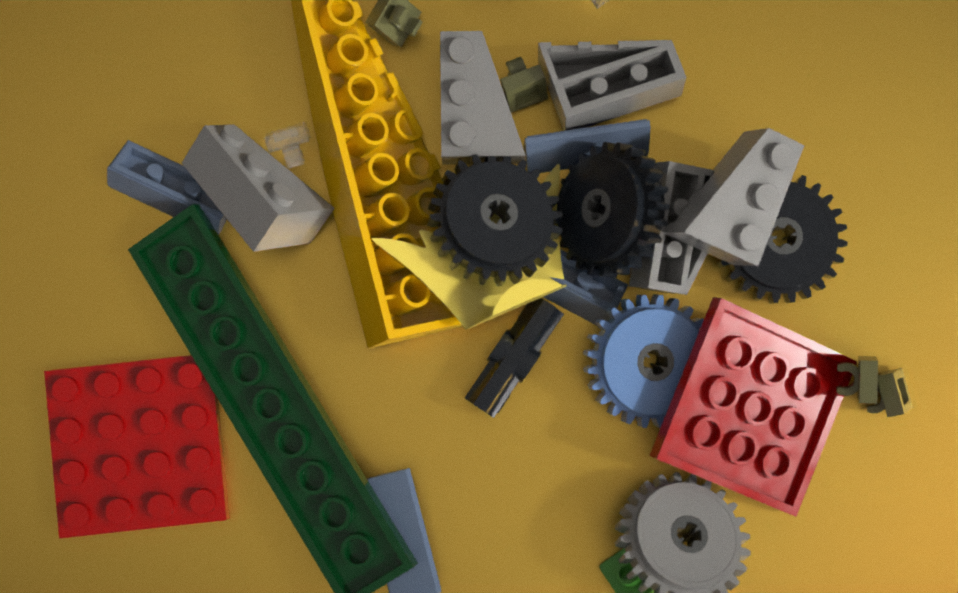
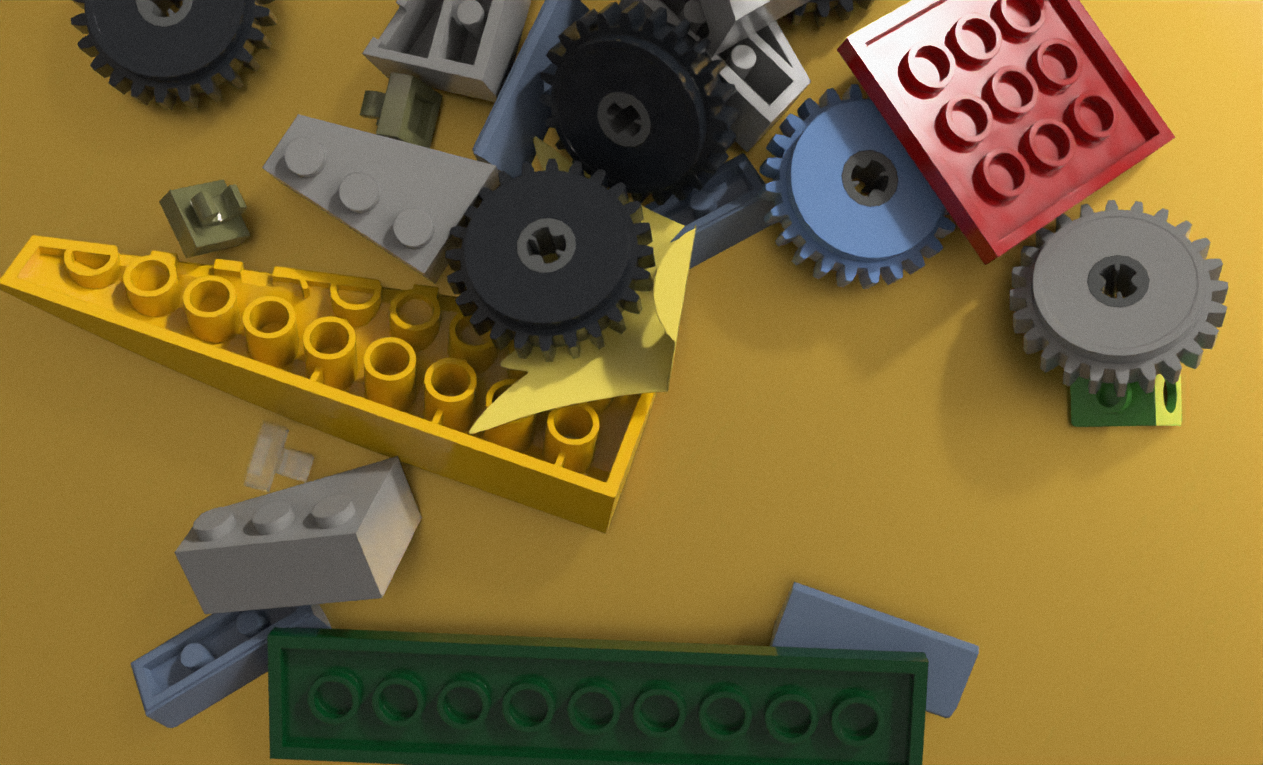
camera: 45 degrees left, 0 degrees up
(514, 356) = (740, 354): black piece -> none

